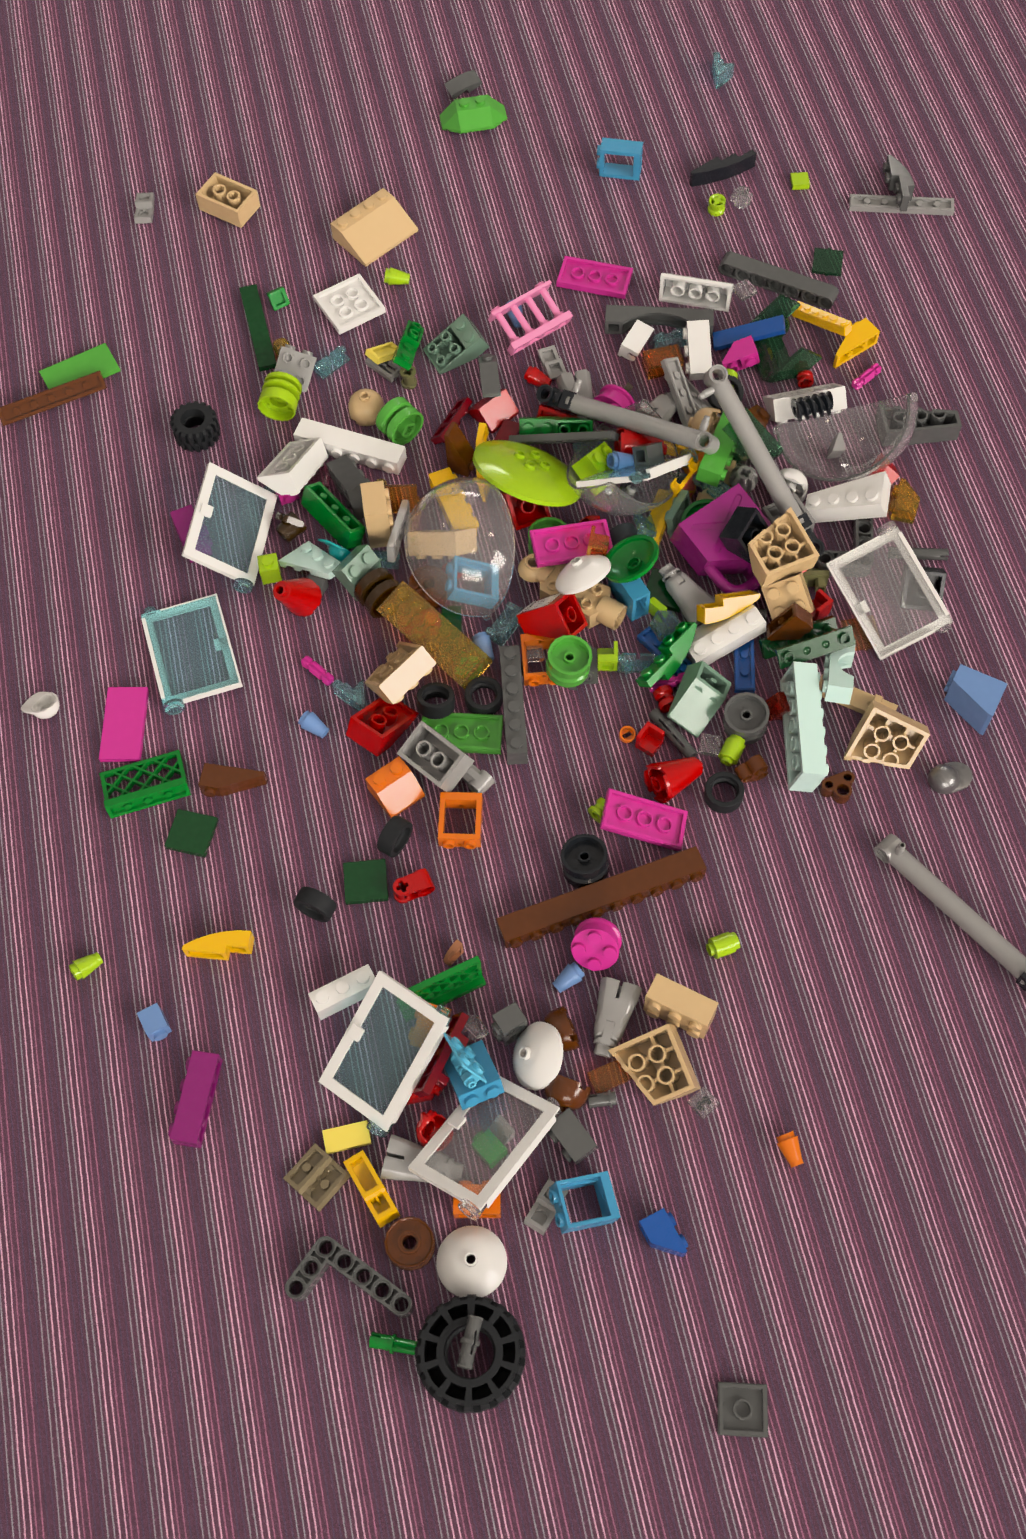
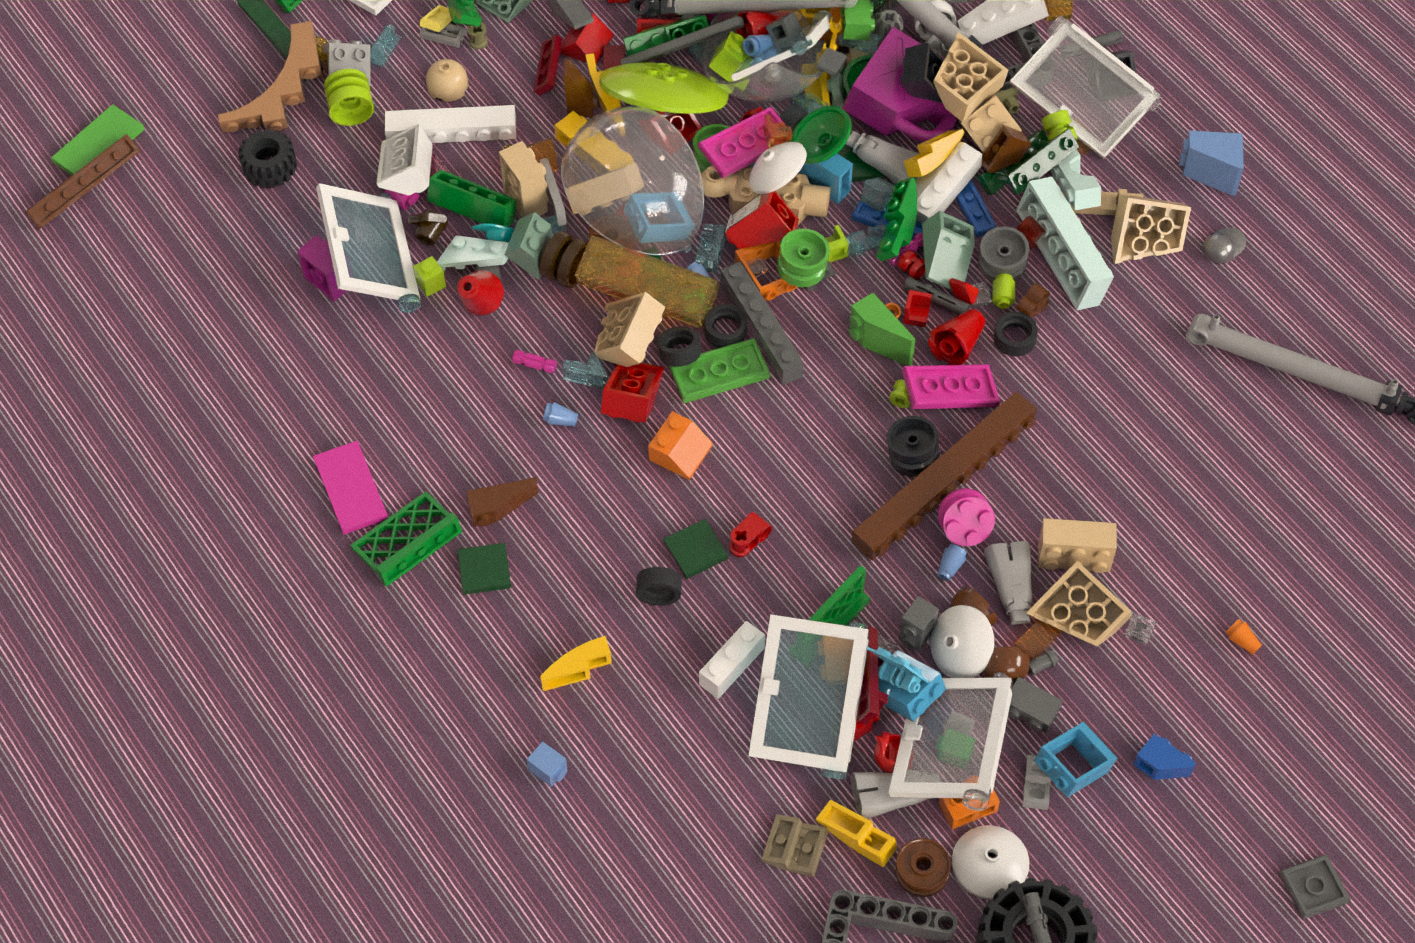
camera: 25 degrees left, 5 degrees down
(42, 705) = (248, 498): white cap -> none
(84, 966) = (440, 740): lime cone -> none
(190, 652) = (385, 389): clear light blue door -> none
(196, 1099) = (632, 820): magenta brick -> none
(239, 372) = (287, 89): none -> medium nougat arch
(346, 1137) = (805, 796): light yellow tile -> none
(347, 480) = (472, 161): dark grey wedge -> none
(394, 836) = (707, 491): black tyre -> none
(399, 421) = (495, 81): bright green wheel -> none
(435, 757) = (711, 398): light grey brick -> none
(453, 953) = (824, 582): nougat tile -> none
(460, 800) = (757, 434): orange window -> none
(478, 780) = (760, 409): light grey piece -> none
(605, 747) = (880, 330): none -> bright green slope
(655, 605) = (858, 180): lime tile -> none
(673, 497) = (831, 62): none -> dark grey slope
(697, 738) = (964, 291): none -> red slope
(722, 945) = (1086, 476): lime brick -> none
(822, 605) = (1024, 120): red panel -> none
(838, 782) = (1120, 286): reddish brown piece -> none
(850, 616) = (1057, 123): none -> lime wheel

